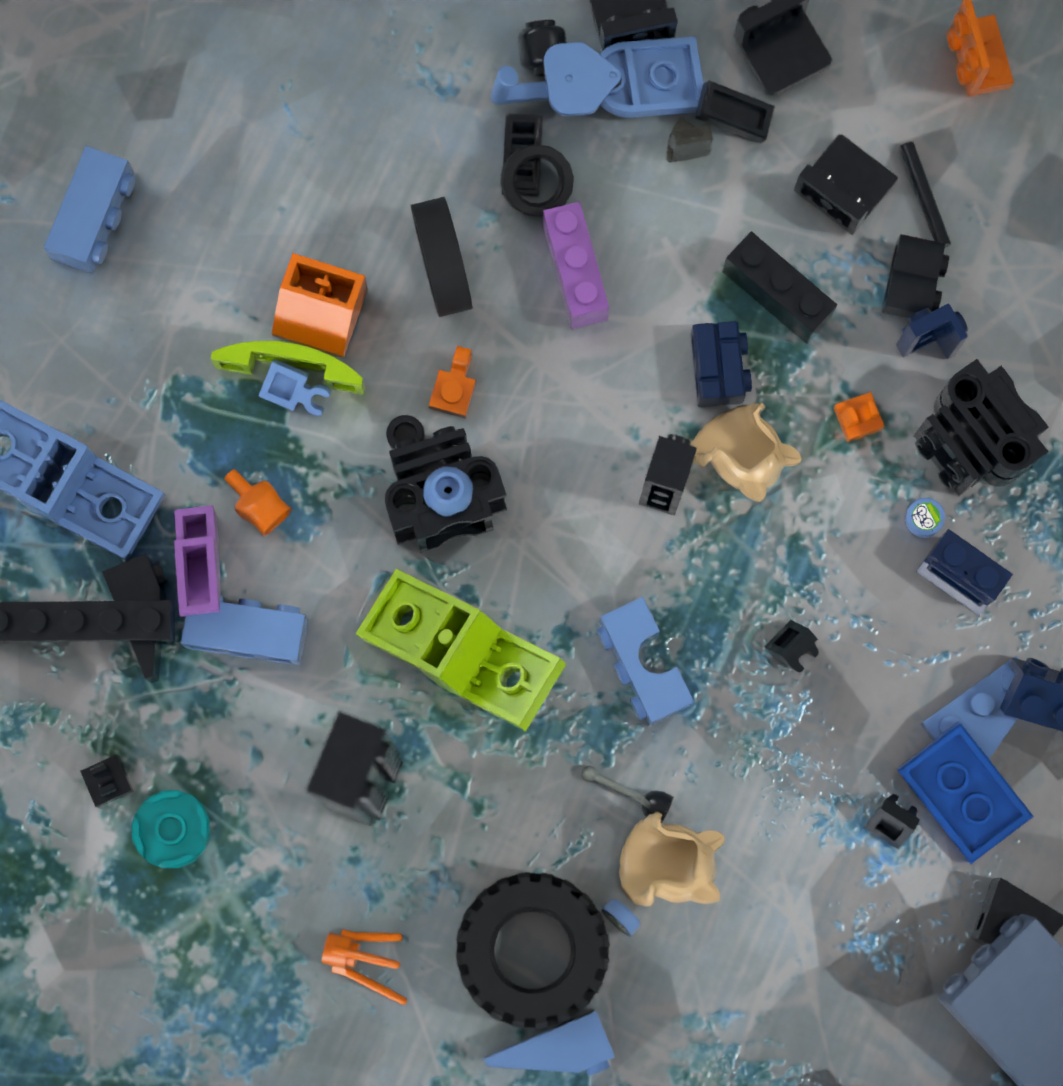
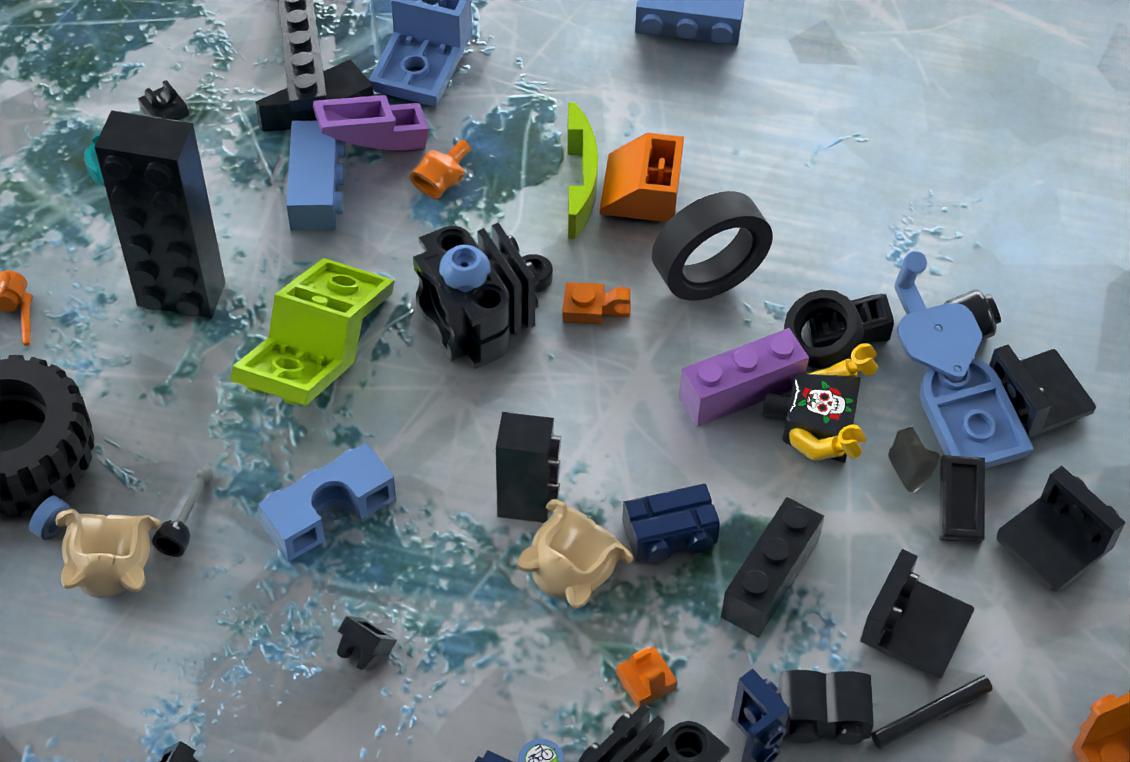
camera: 80 degrees right, 25 degrees down
(288, 386) = (555, 173): medium blue plate -> none
(625, 205) = (824, 408): none -> torso

